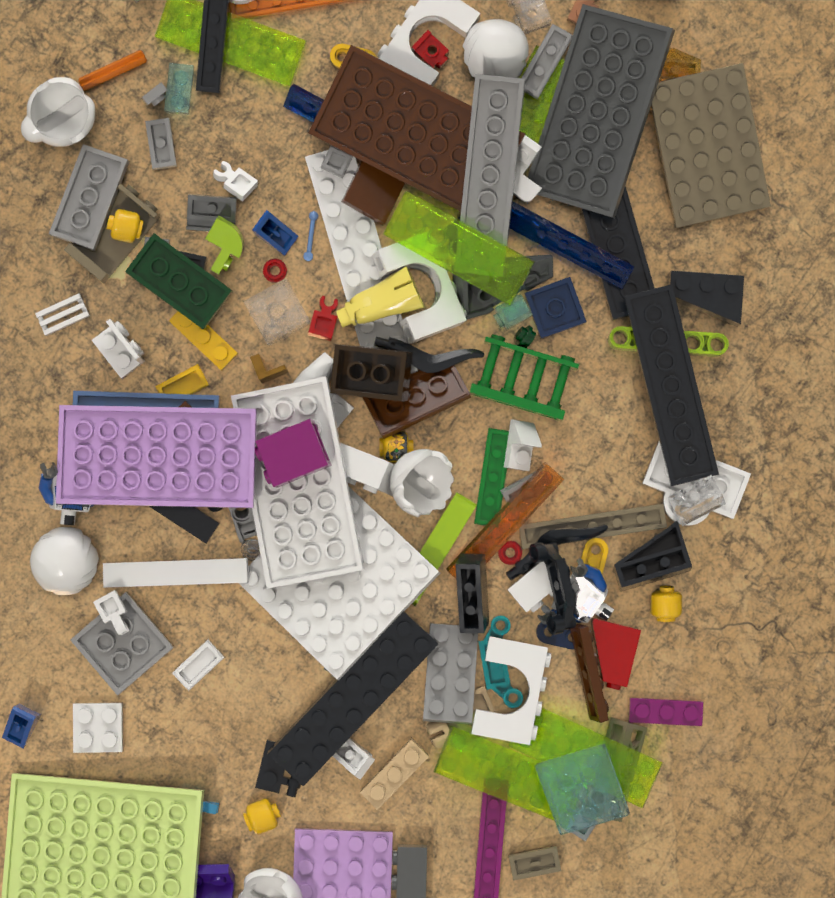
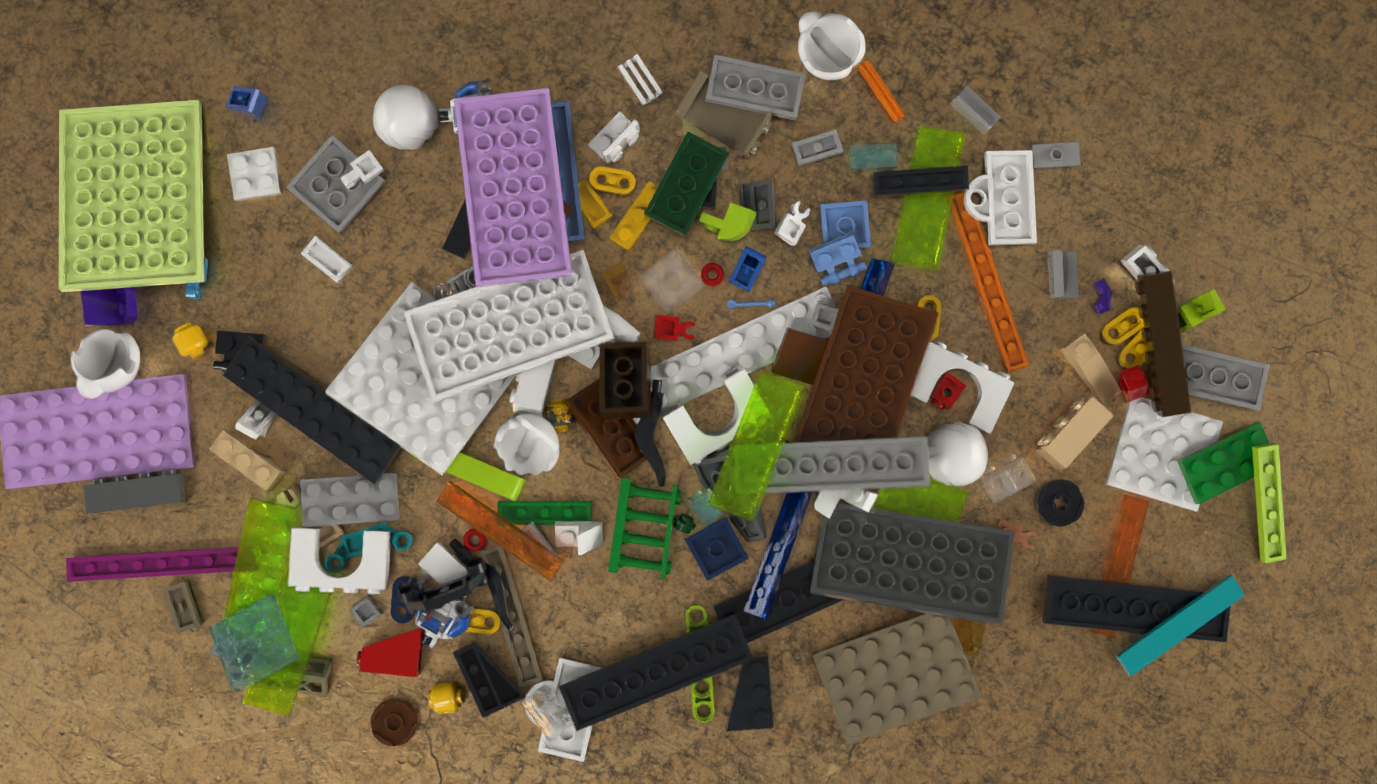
camera: 80 degrees right, 0 degrees up
(125, 226) = (732, 125): yellow head -> none
(155, 95) = (861, 134): light grey plate -> none
(163, 358) = (613, 180): none -> yellow plate
(175, 572) = (409, 224): white tile -> none
(246, 127) = (844, 218): none -> medium blue plate
(273, 143) = (835, 253): none -> medium blue plate
(292, 453) = (533, 316): magenta brick -> none
(388, 298) = (701, 388): light yellow piece -> none
(472, 593) = (428, 509): black brick -> none
(546, 60) = (954, 504): light grey tile -> none
(566, 675) = (365, 611): none -> light grey tile
(590, 678) = (362, 635): reddish brown plate -> none
(665, 711) = (344, 712): magenta plate -> none
(683, 661) = (394, 722): none -> reddish brown tile

